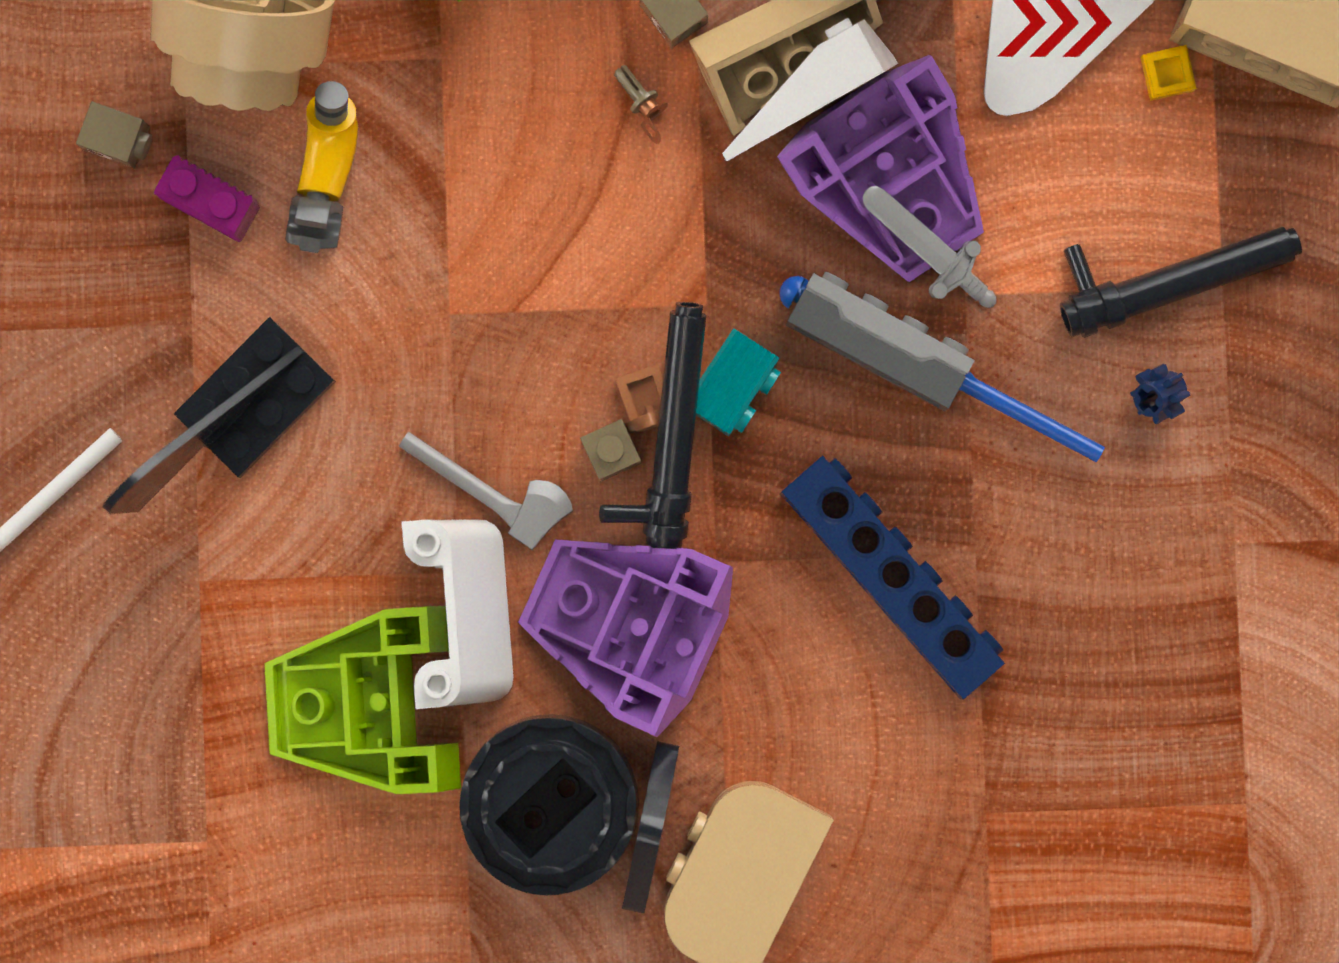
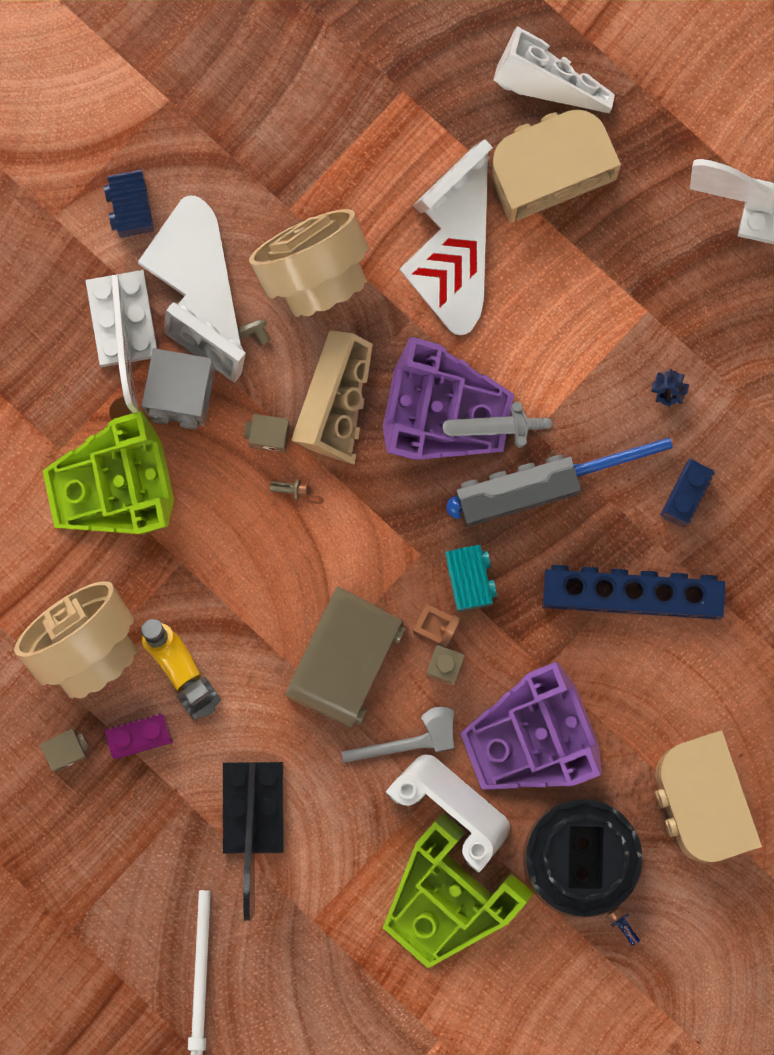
camera: 45 degrees left, 5 degrees down
(509, 333) = (344, 658): none -> dark tan windscreen
(524, 908) = (620, 920): none -> clear blue piece
(650, 827) = (642, 821): black beam -> none
(669, 496) = (493, 659): black cylinder -> none
(831, 70) = (374, 383): white wedge -> none
(1062, 527) = (687, 493): none -> dark blue brick
(1114, 303) = (607, 368): black cylinder -> none
(1168, 72) = (524, 238): yellow tile -> none

